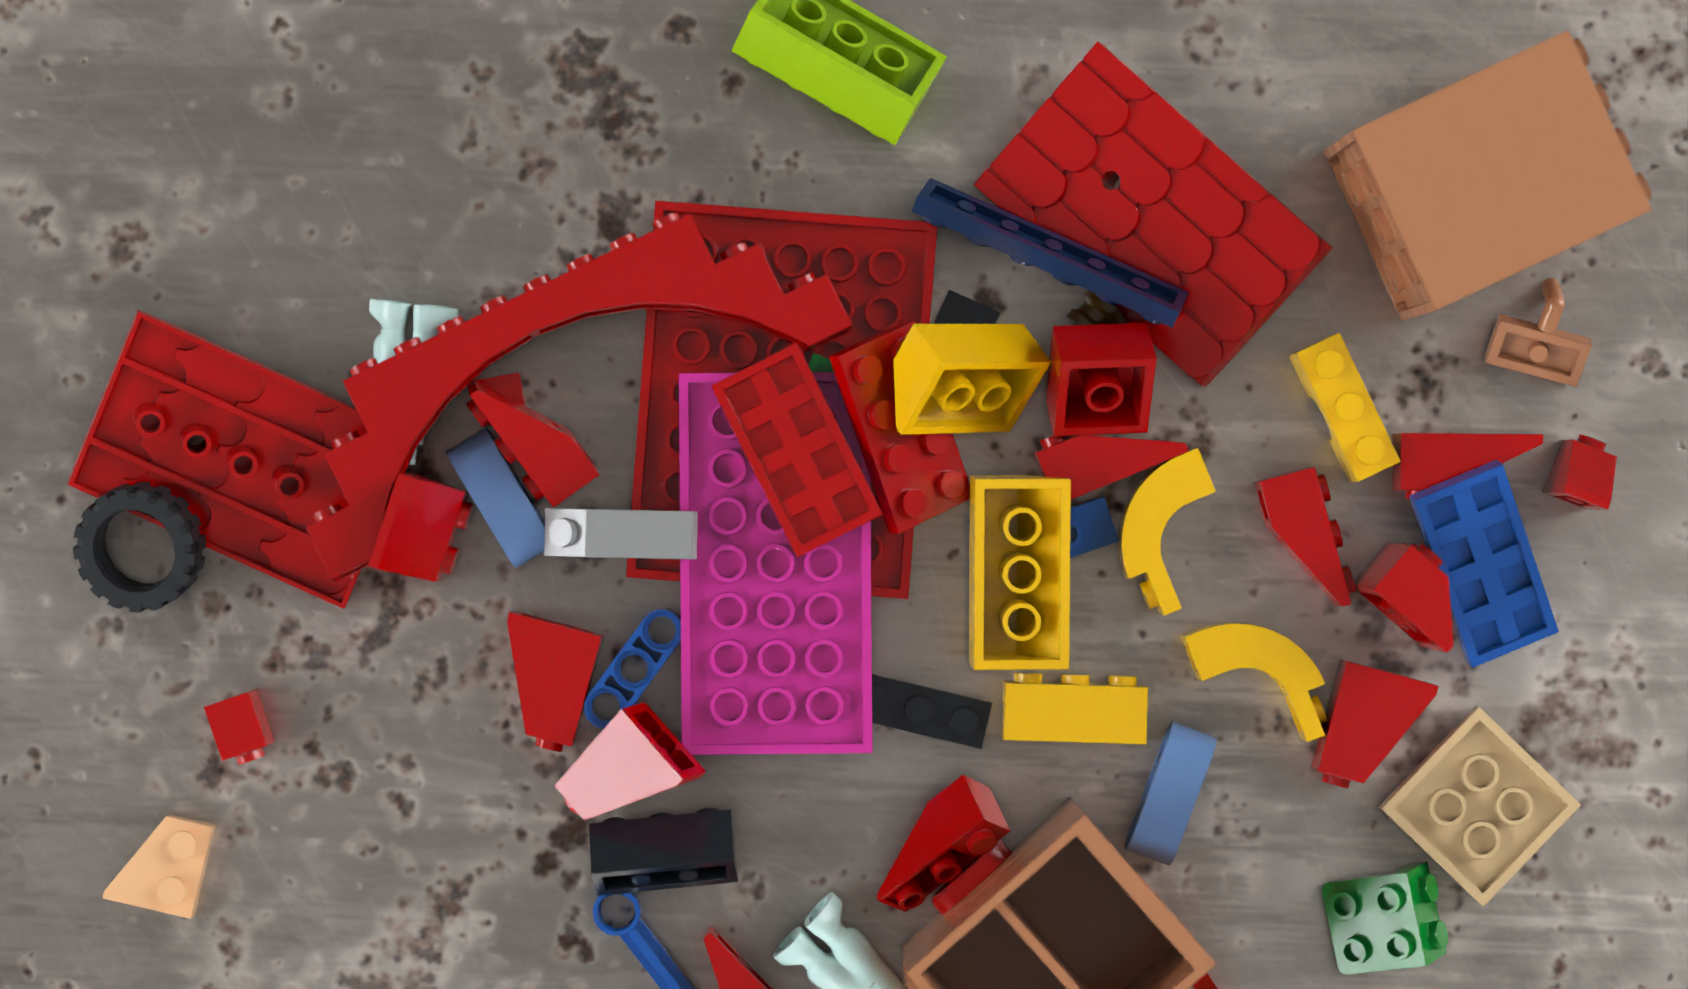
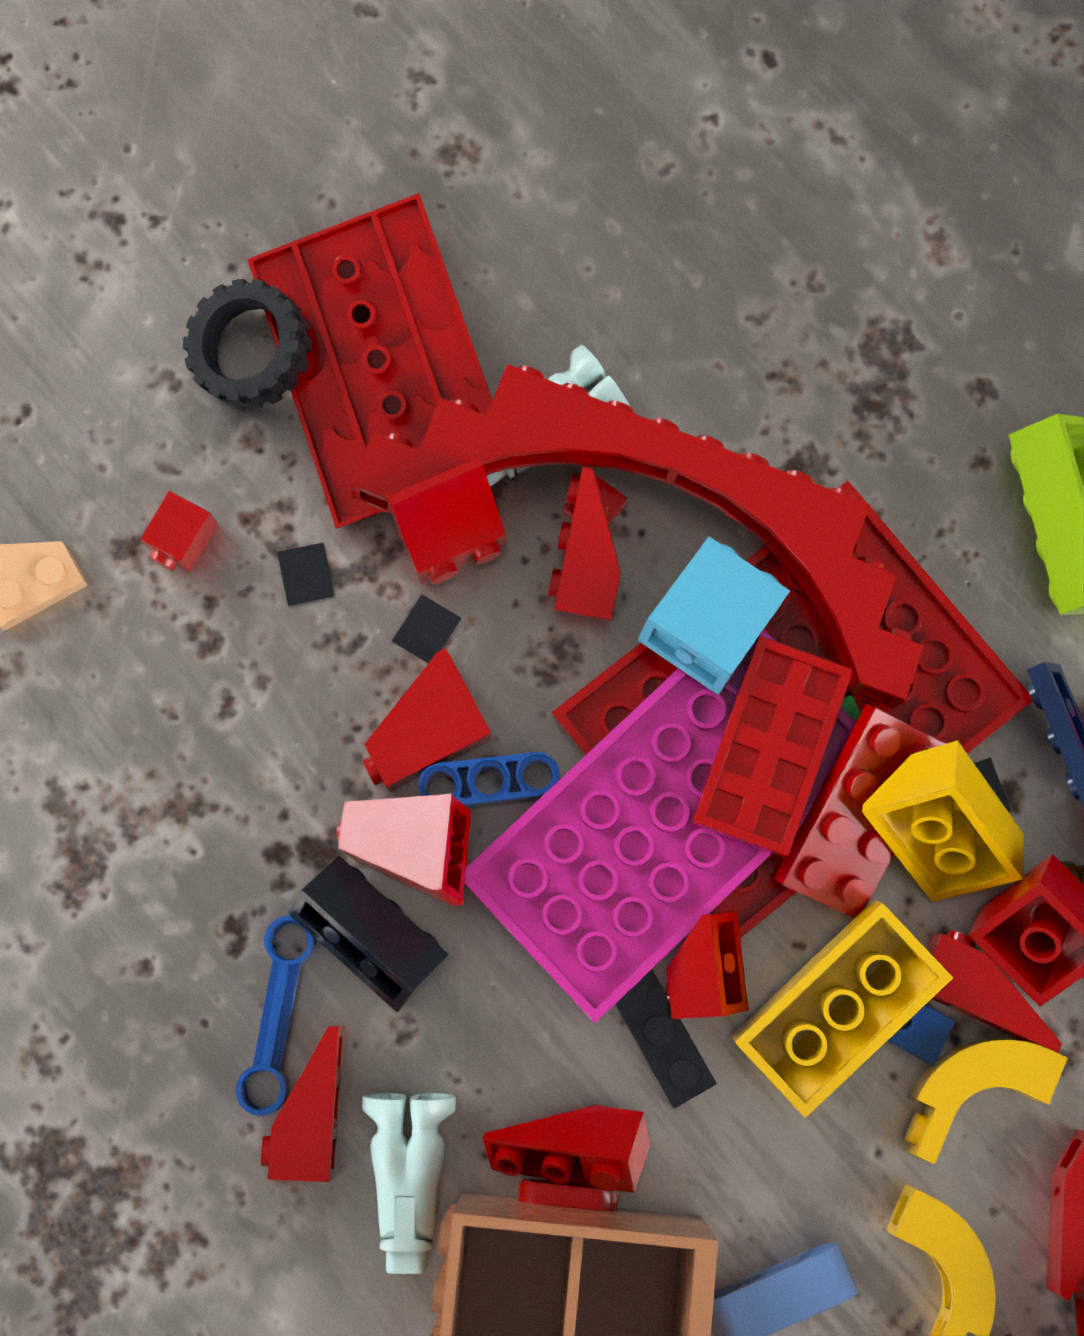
camera: 50 degrees right, 10 degrees down
(355, 658) = (305, 574): none -> black sticker
(479, 608) = (426, 629): none -> black sticker
(499, 496) = (524, 569): medium blue beam -> none
(621, 533) = (582, 675): light grey slope -> none
(664, 400) = (713, 614): none -> medium azure panel
(910, 638) = (708, 970): none -> red slope
(1074, 709) = (774, 1154): yellow brick -> none

